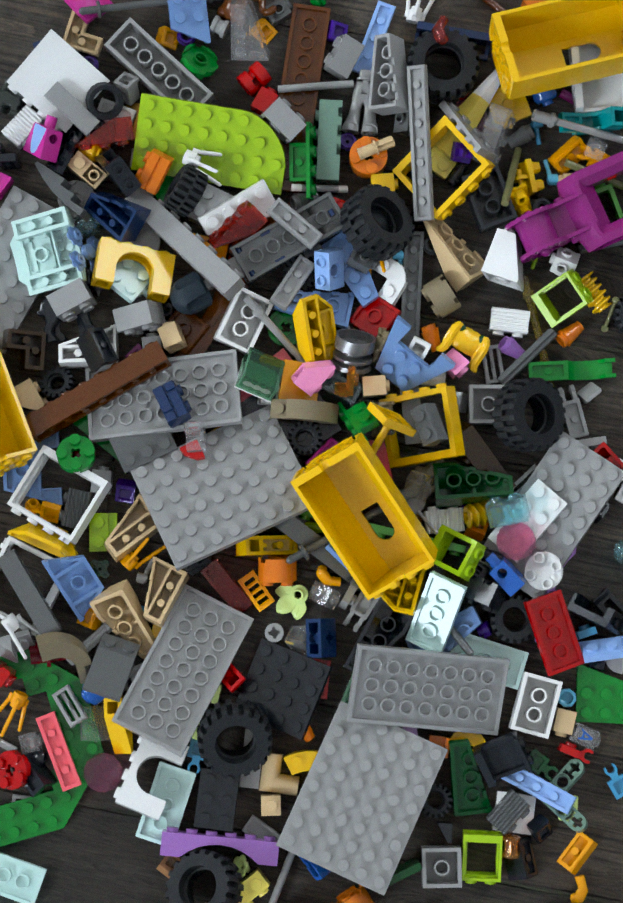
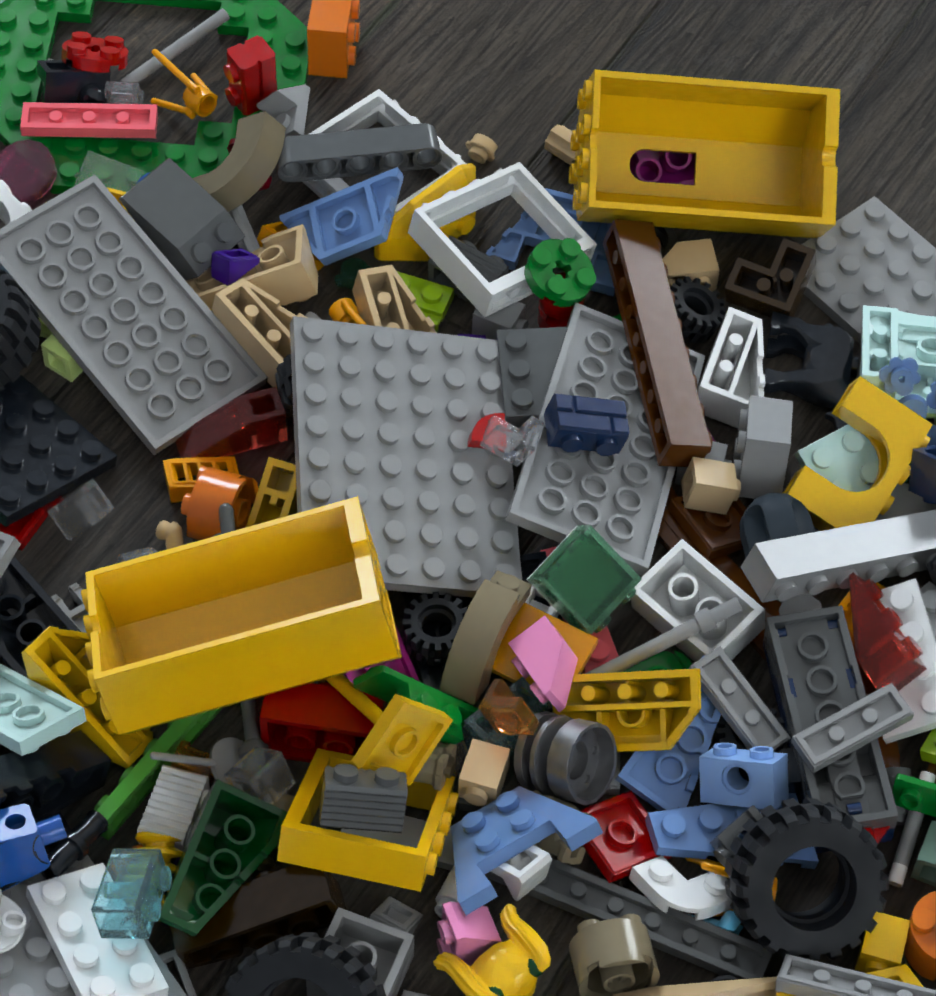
camera: 105 degrees right, 30 degrees down
(11, 624) = (322, 117): white plant -> none
(47, 510) = (484, 234): light orange plate -> none
(72, 300) = (831, 346): light grey brick -> none
(78, 720) = (149, 153): light grey tile -> none
(96, 348) = (732, 363): black panel -> none
(128, 628) = (232, 264): none -> dark purple slope
(233, 678) = (72, 384): red slope -> none
(277, 632) = (122, 483): light grey wheel -> none
(291, 603) = (150, 514): yellowish green plate -> none
(304, 584) = (171, 533): none -> tan arm
(321, 637) = (84, 530): dark blue brick -> none
(431, 335) = (548, 921): orange cone -> none
(474, 555) = (134, 774): lime window -> none
(516, 541) = (63, 892): clear pink tile -> none

